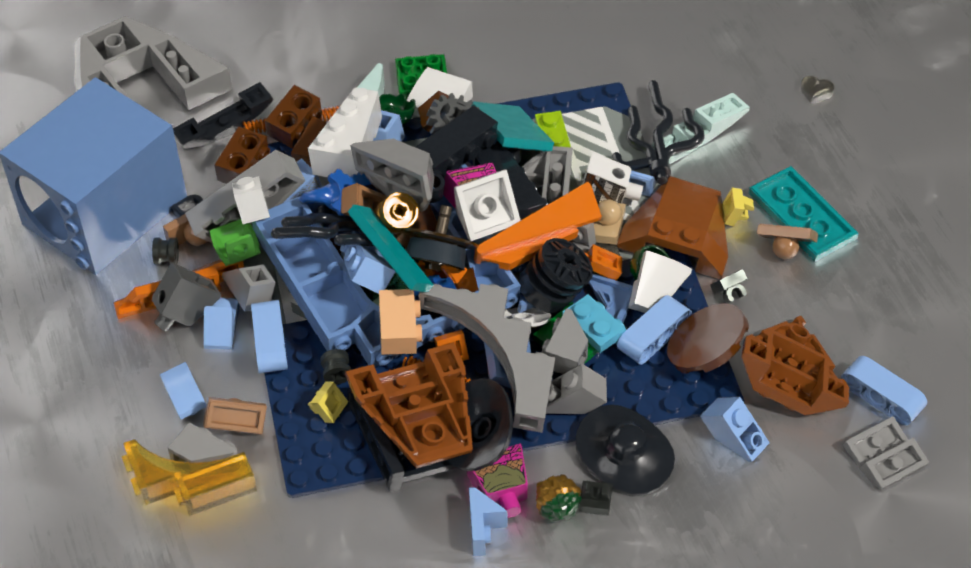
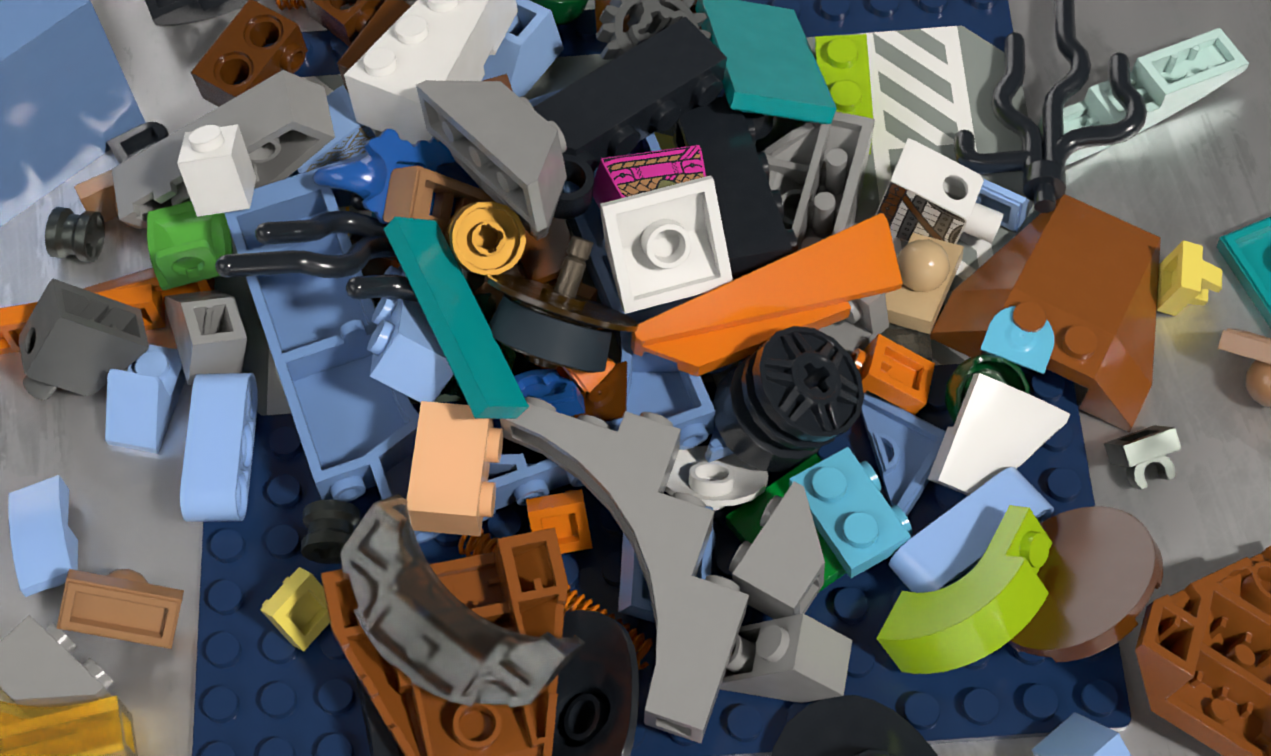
camera: 15 degrees right, 10 degrees up
(405, 393) = (430, 630): none -> clear smoke windscreen
(662, 240) = (1018, 346): none -> medium azure piece
(662, 357) = (977, 612): none -> lime arch

